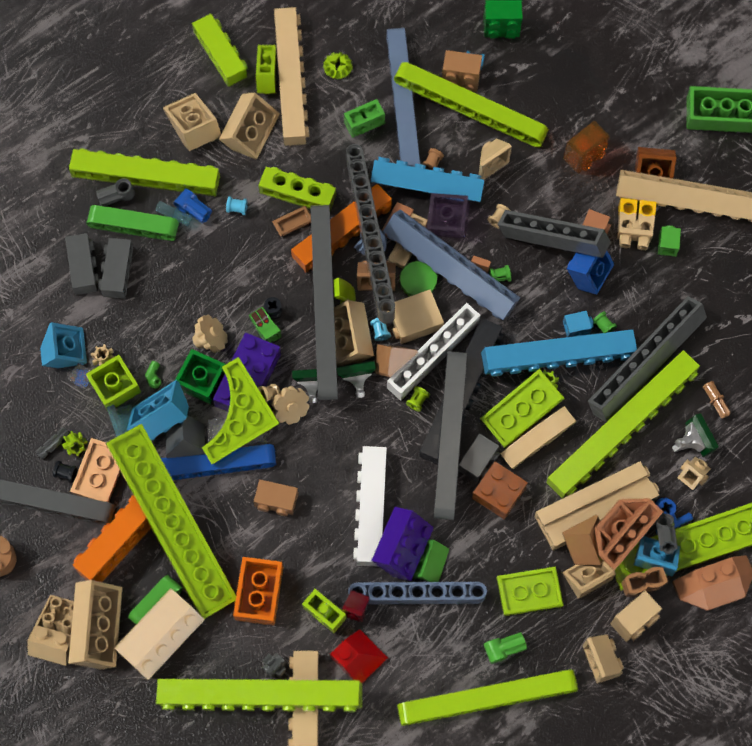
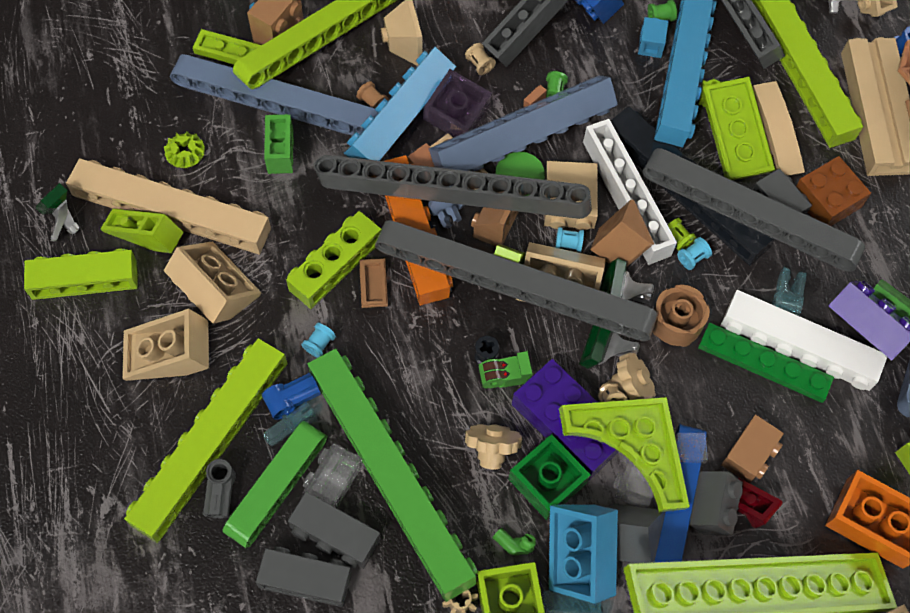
camera: 70 degrees left, 5 degrees down
(149, 252) = (334, 475): none -> clear brick
(163, 281) = (393, 476): none -> bright green brick
(226, 484) = (716, 503): none -> dark grey brick
(236, 506) = (757, 504): none -> dark red slope
(255, 454) = (692, 447): none -> clear tile
(257, 11) = (56, 203): none -> piece
(341, 414) = (680, 315): none -> medium nougat brick
(346, 489) = (766, 362): none -> green plate
(402, 492) = (786, 299): none -> clear light blue piece
(407, 414) = (694, 253): none -> medium azure bush
(426, 51) = (222, 47): none -> lime plate

